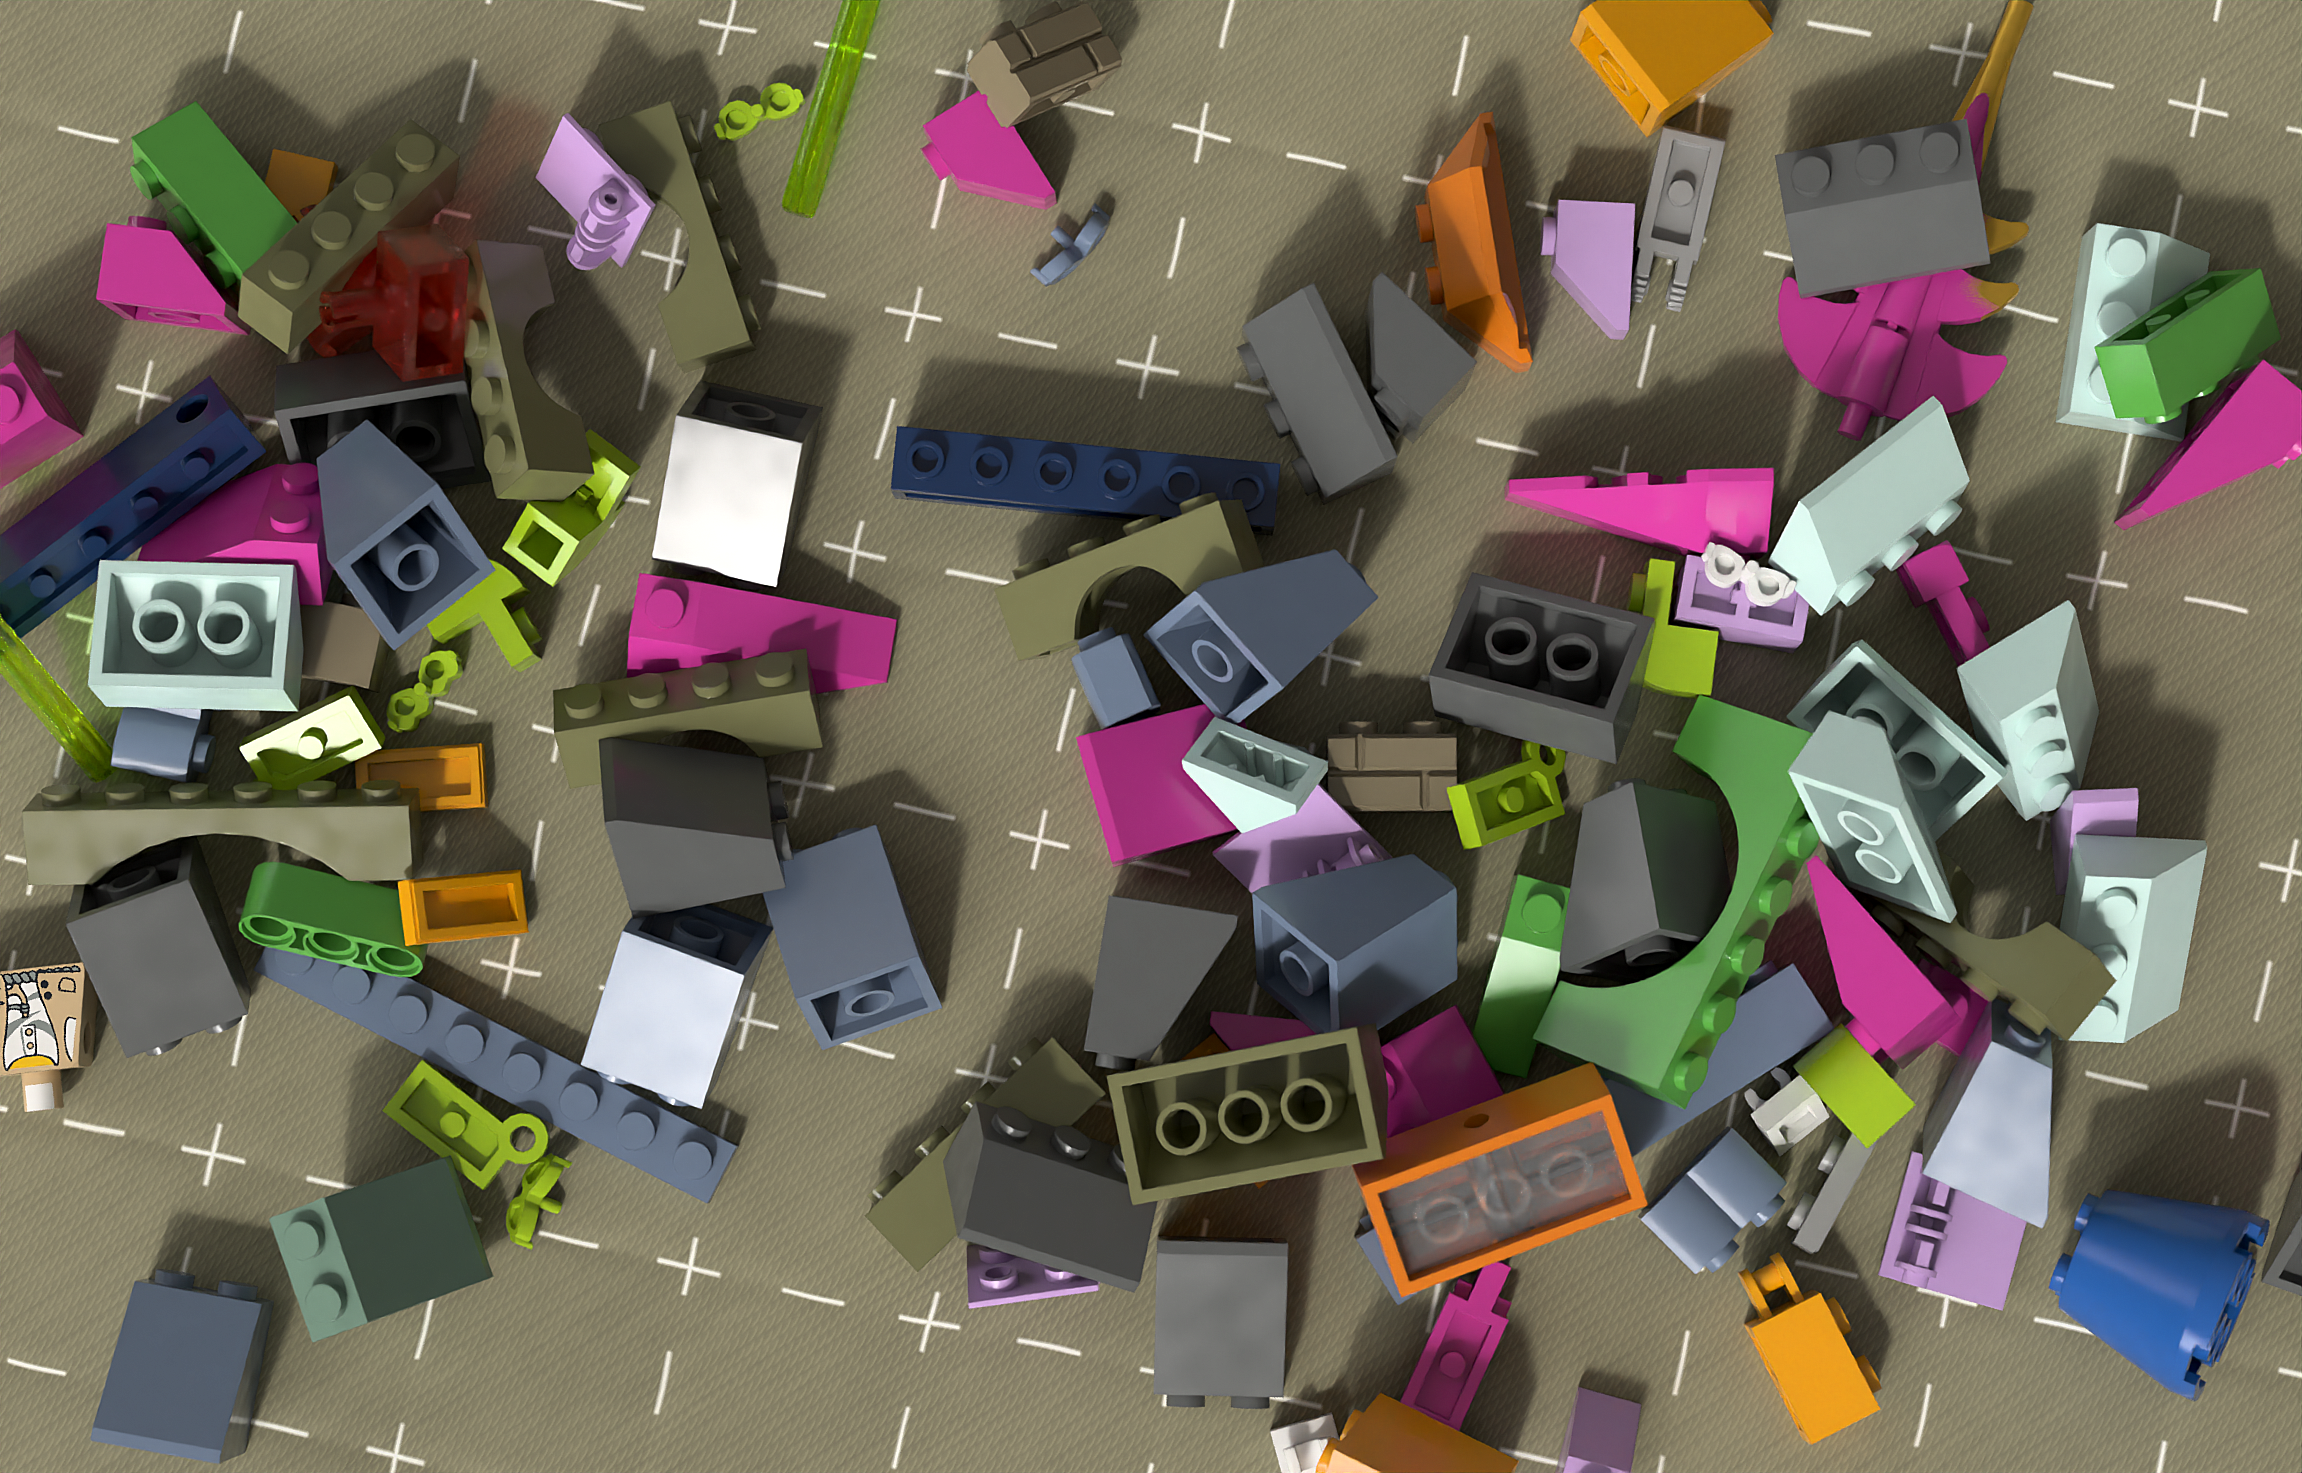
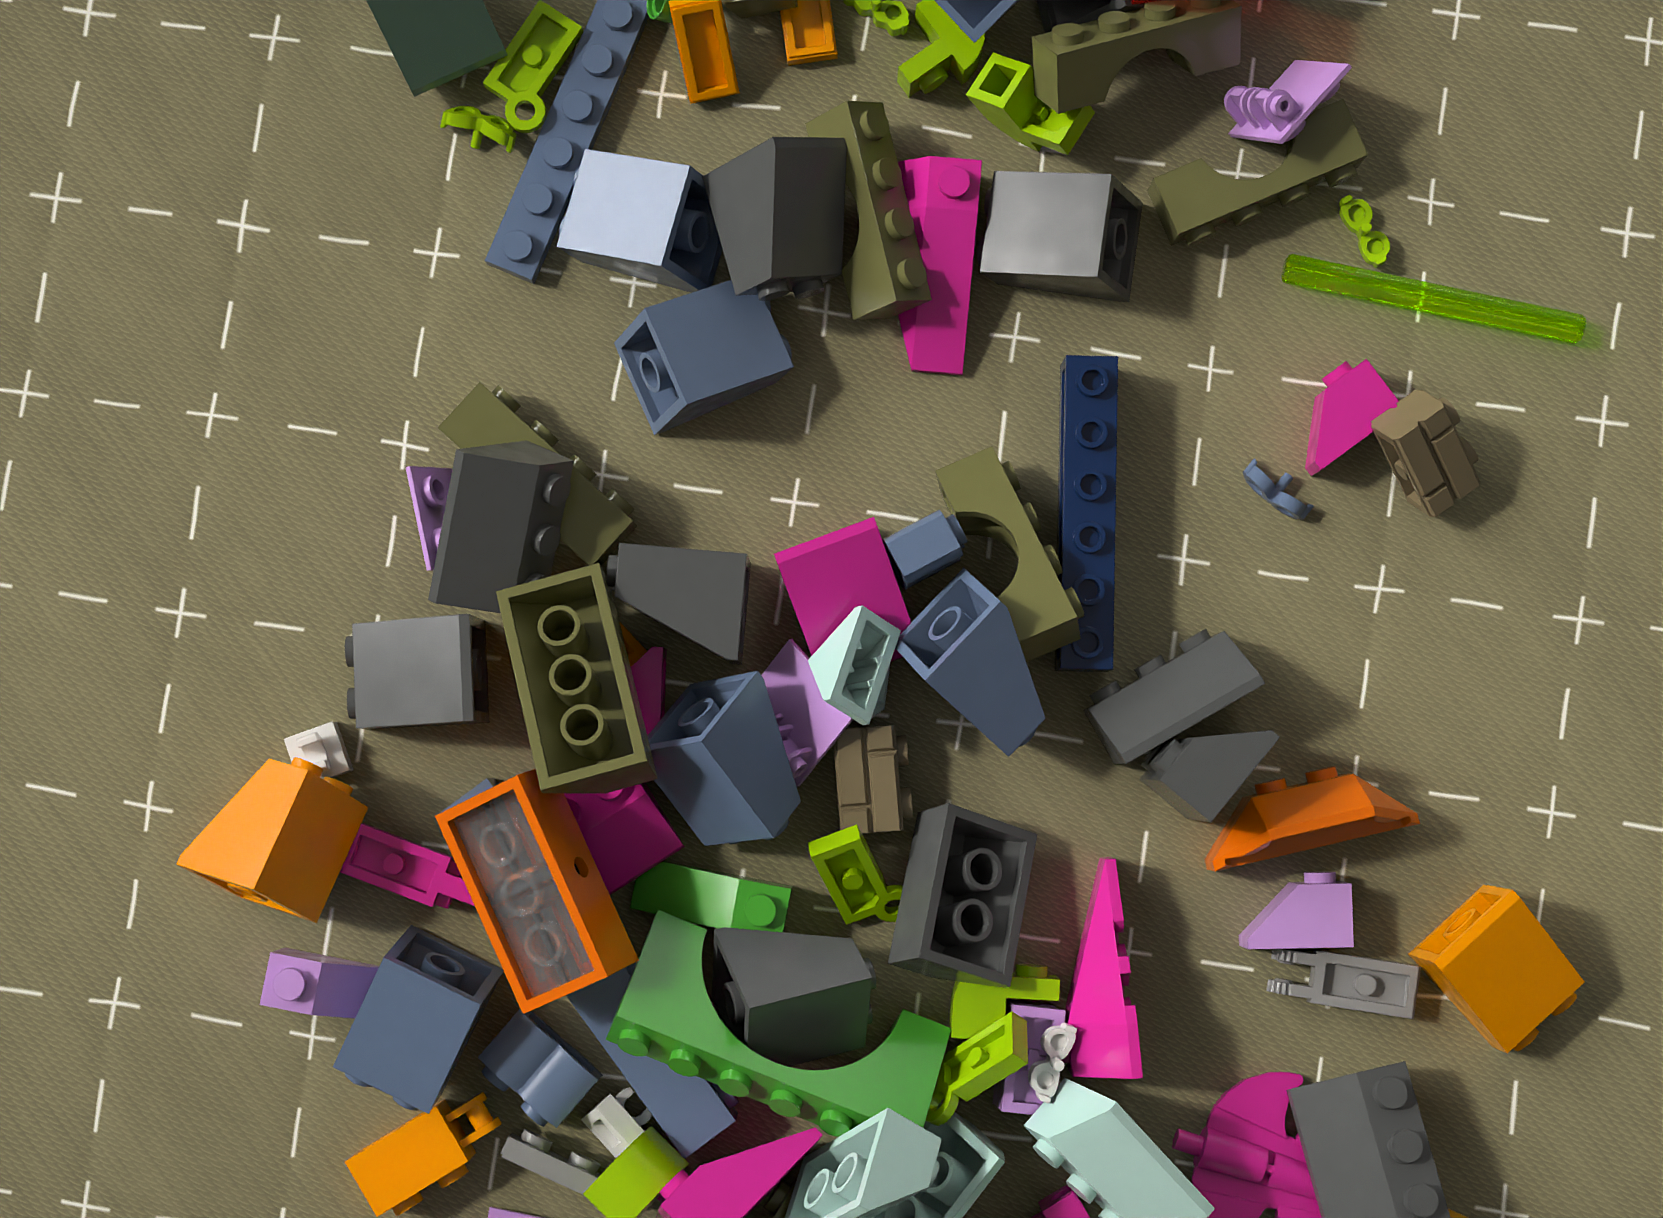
camera: 85 degrees right, 0 degrees up
(1645, 1343) = (417, 1019): none -> sand blue slope
(1745, 662) = (979, 1065): none -> lime hinge

